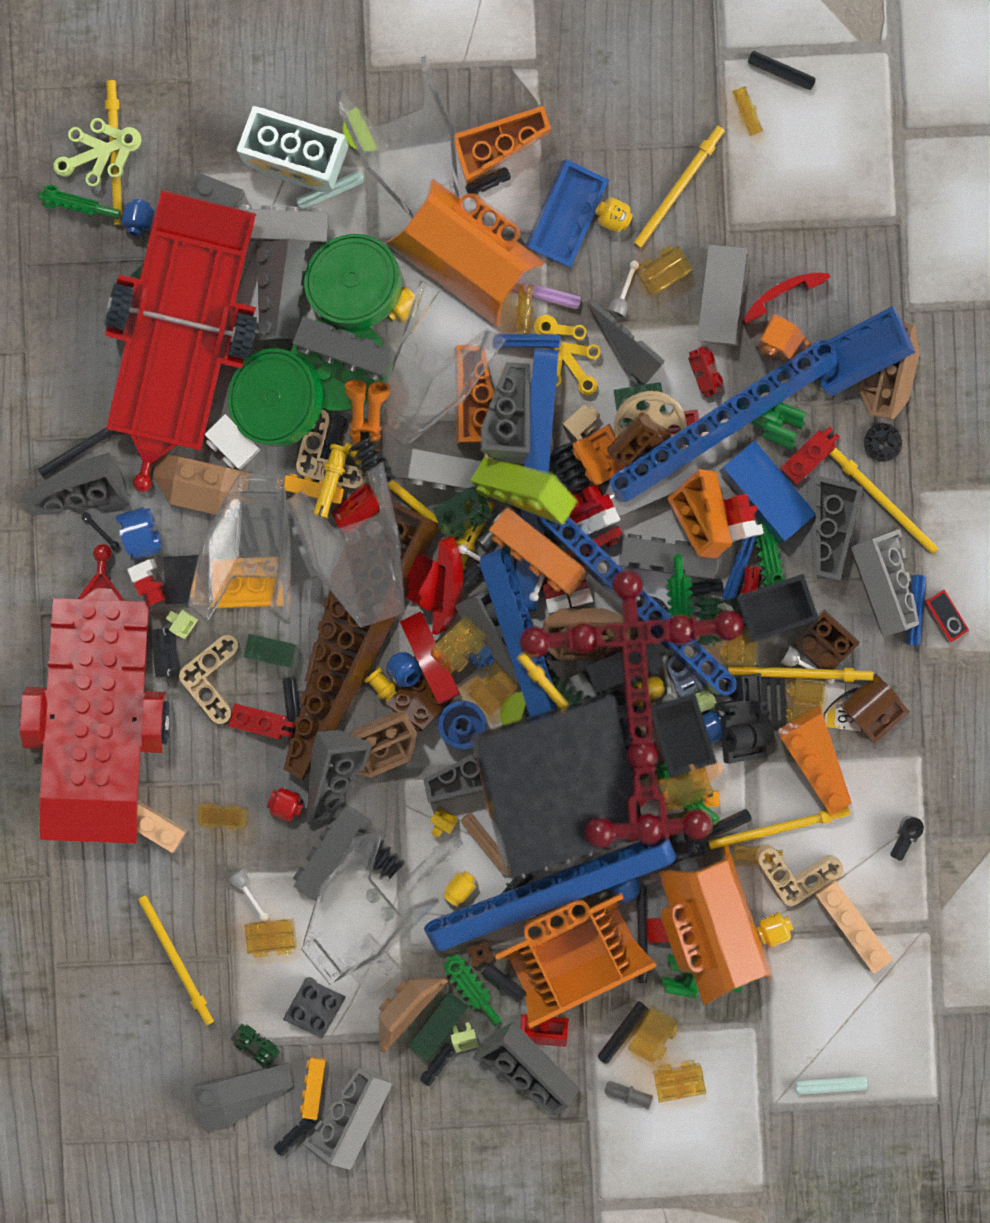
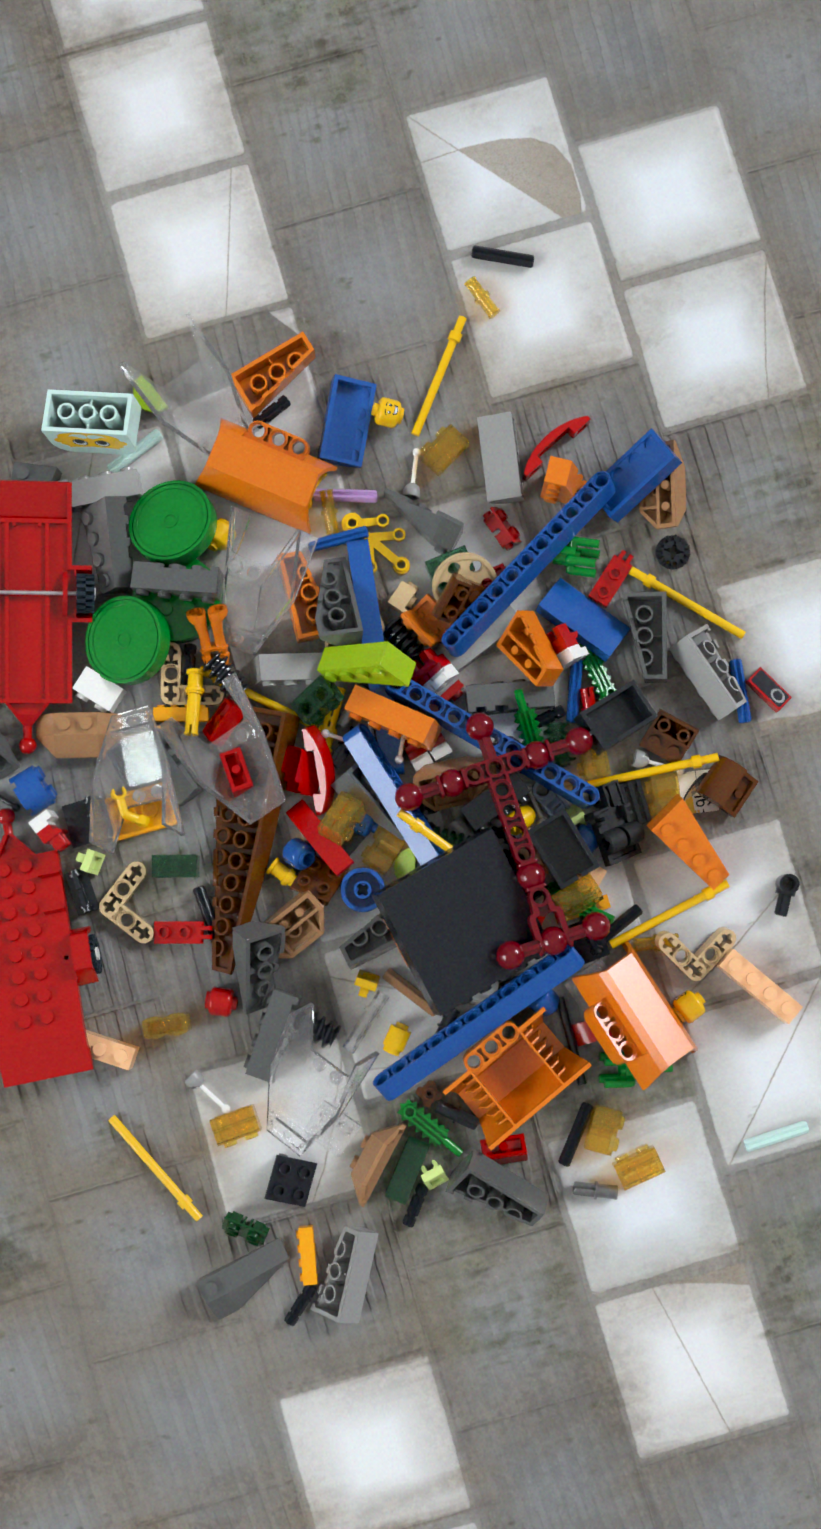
camera: 10 degrees left, 5 degrees down
(243, 592) = (138, 819): none -> yellow arm
(359, 567) = (236, 771): none -> red slope

